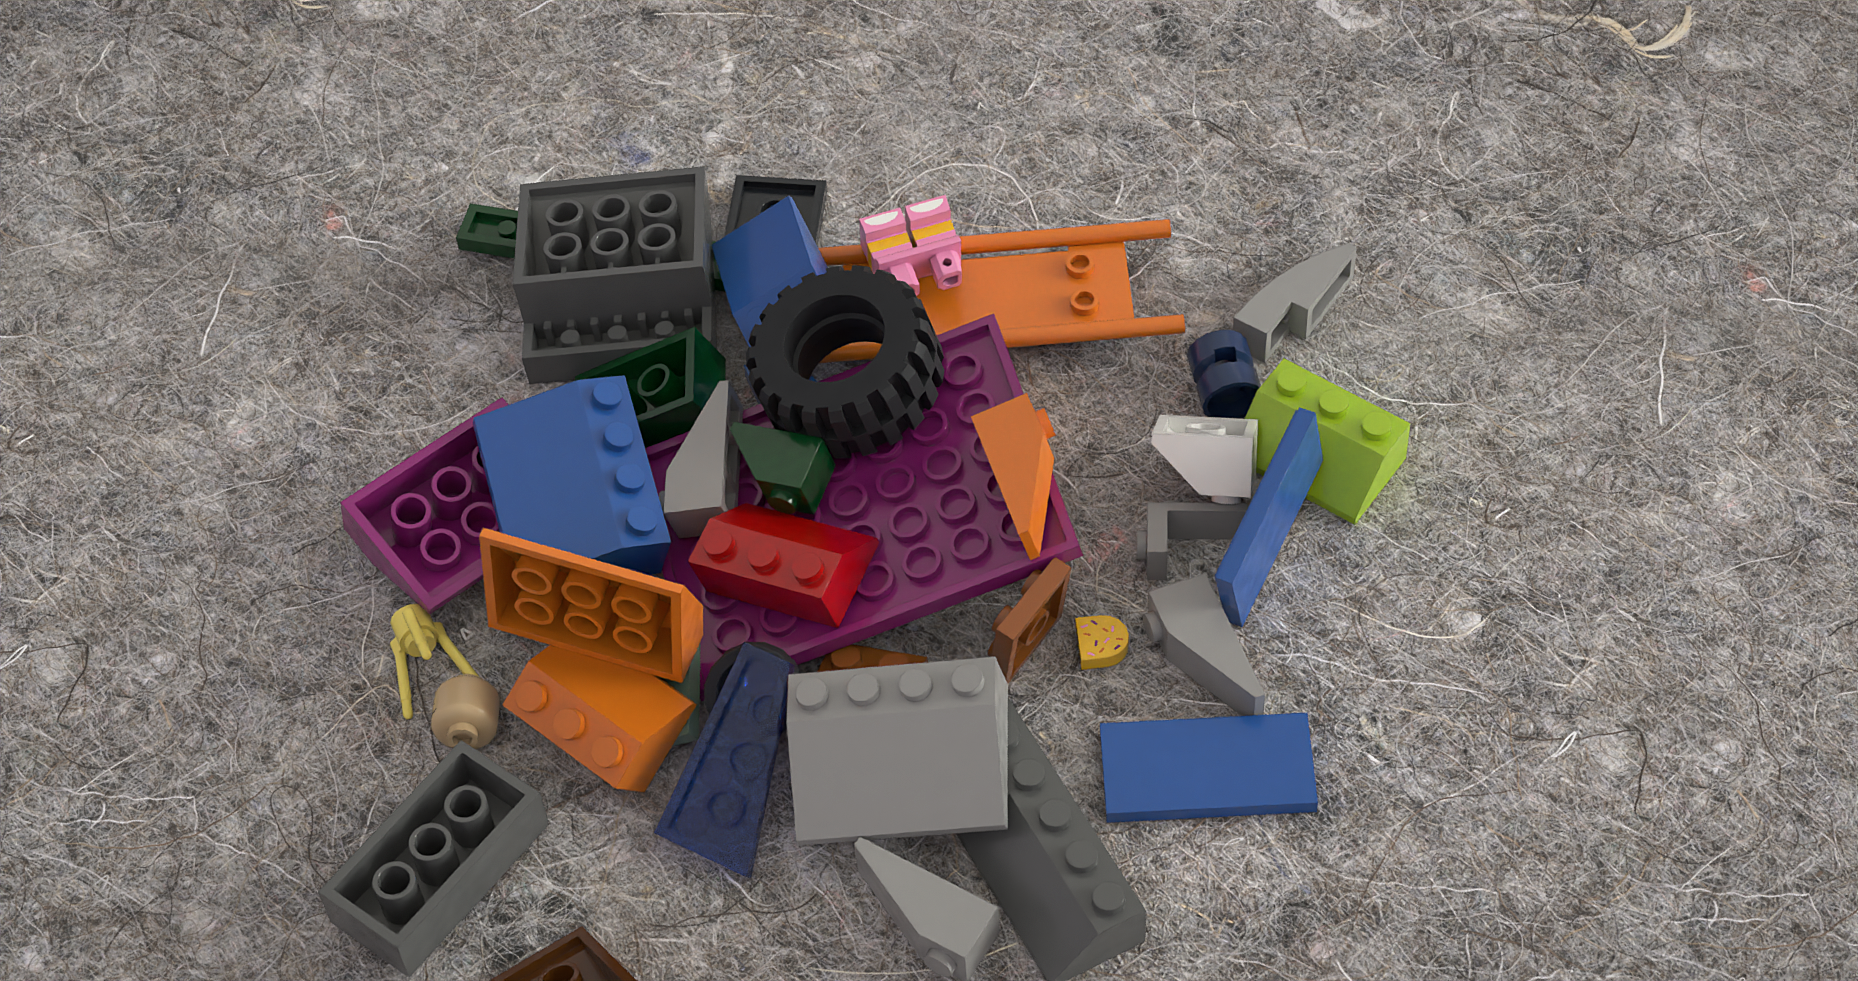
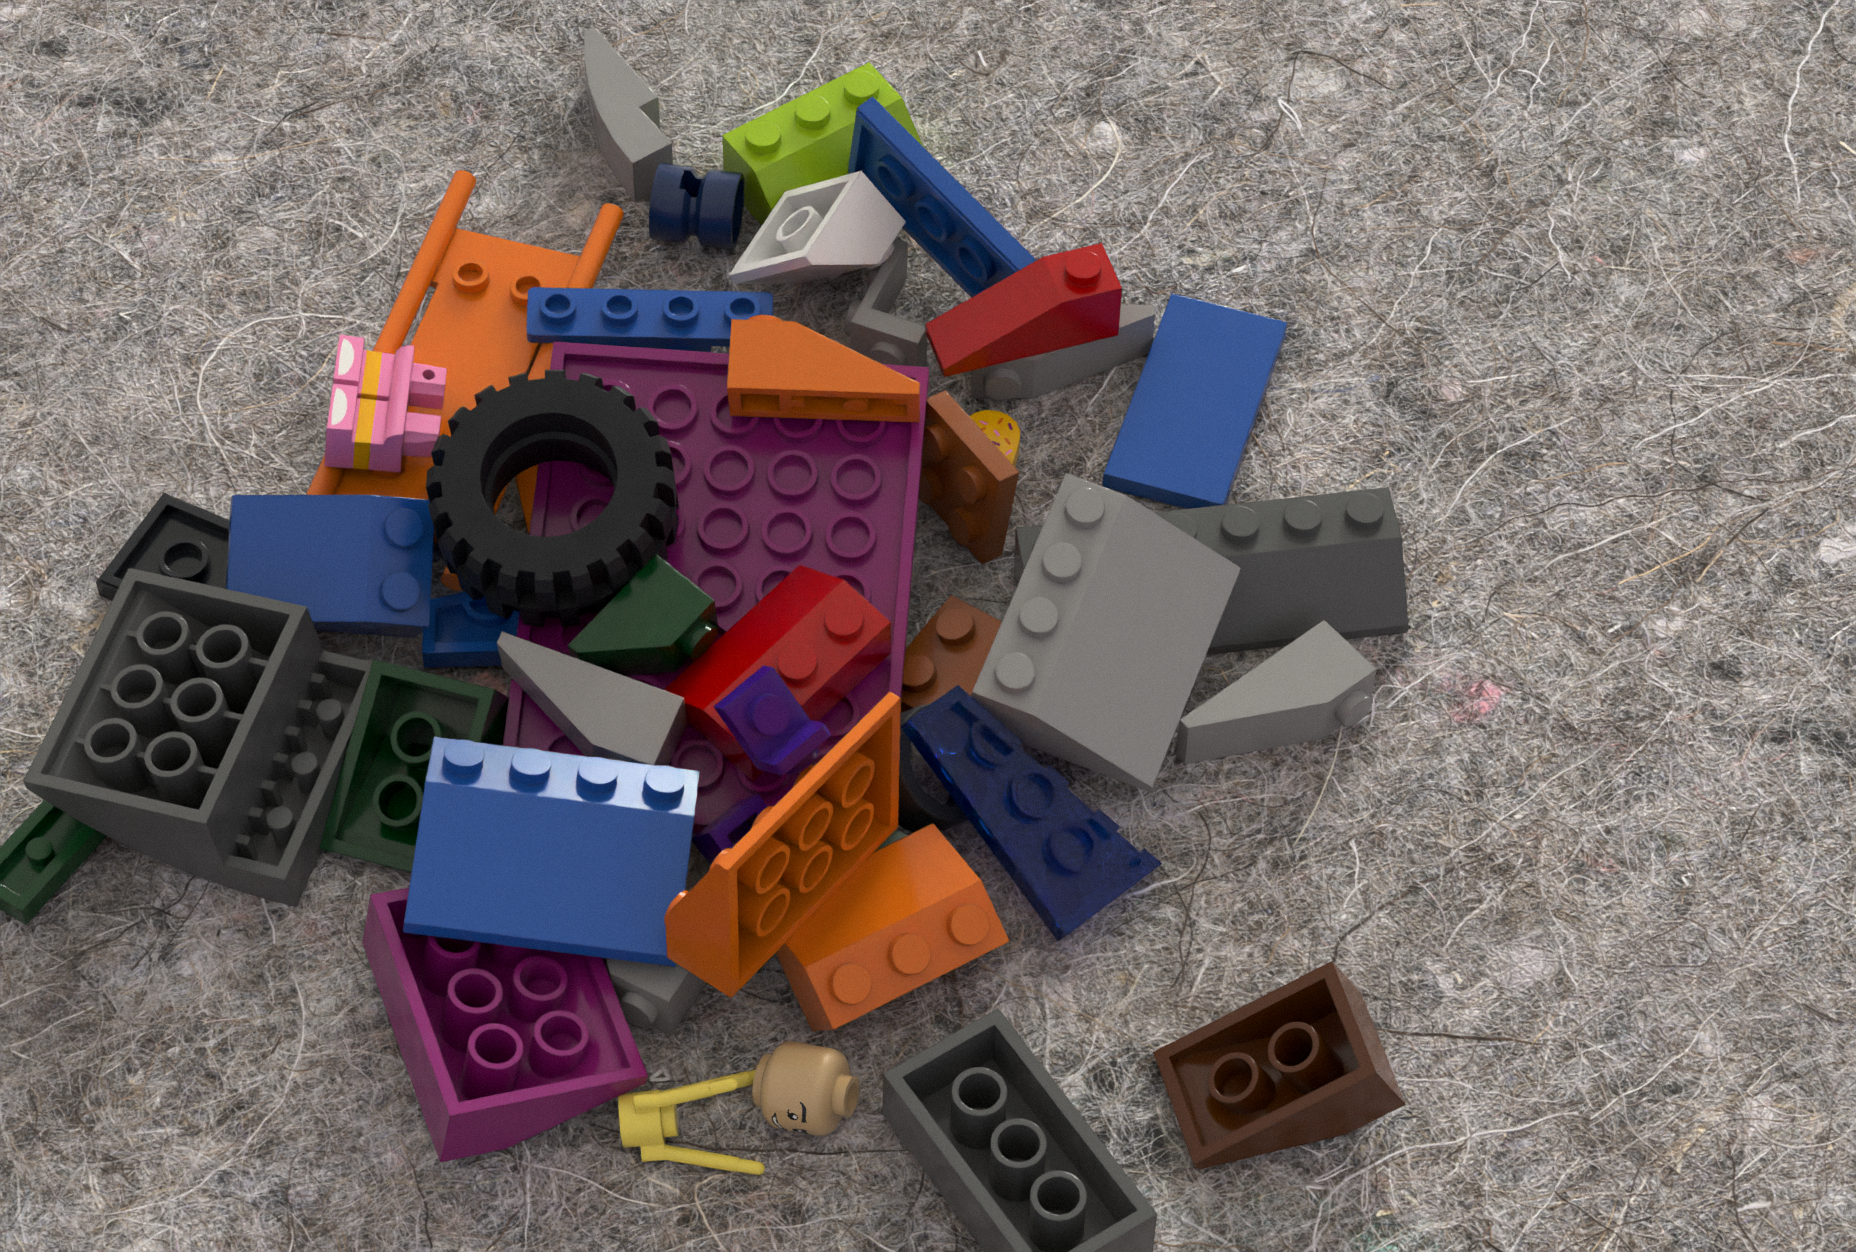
camera: 75 degrees left, 0 degrees up
(702, 556) = (771, 724): none -> dark purple bracket
(1082, 384) = (640, 317): none -> blue bracket
(1198, 609) = (1035, 311): none -> red slope

